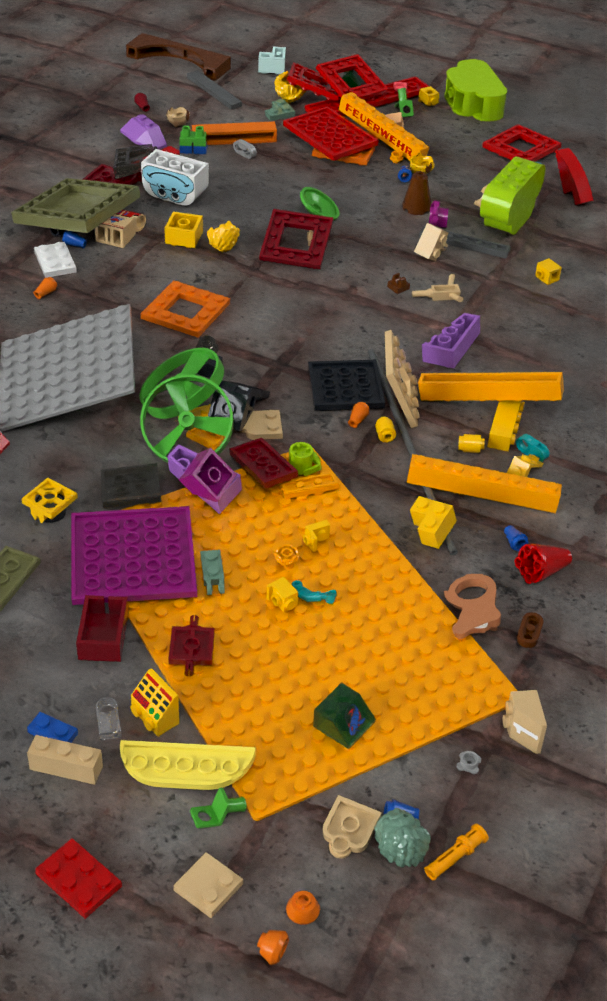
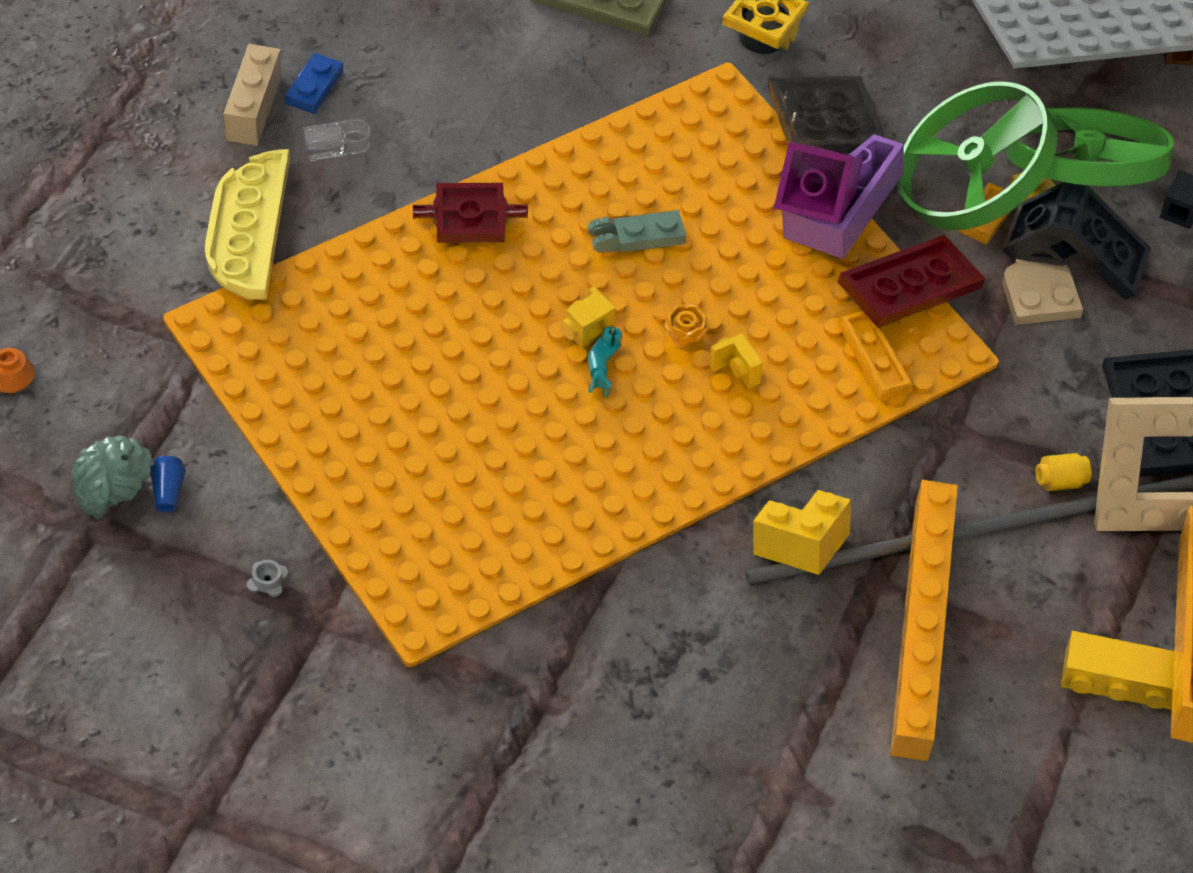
camera: 85 degrees right, 10 degrees up
(78, 878) = (69, 135): red plate -> none
(102, 633) = (496, 106): dark red piece -> none
(132, 554) = (660, 129): magenta plate -> none
(155, 703) = (352, 181): yellow slope -> none
(208, 885) = (53, 269): tan plate -> none
(218, 809) = (171, 268): bright green bracket -> none
(302, 458) = (932, 335): lime piece -> none
(343, 716) = (336, 400): clear green slope -> none
(349, 827) = (146, 416): tan plate -> none
(358, 414) = (1089, 428): orange cone -> none
(464, 846) = (105, 561): light orange pin -> none
(471, 443) = (1054, 611): yellow brick -> none
(477, 614) = (574, 592): nougat animal -> none
(515, 537) = (792, 672): blue cone -> none
(522, 464) = (1007, 697): yellow bracket -> none
(525, 719) = (334, 645): tan slope -> none
(530, 630) = (561, 680): reddish brown plate -> none
(534, 447) = (1063, 717): teal piece -> none
(541, 561) = (726, 704): red cone -> none

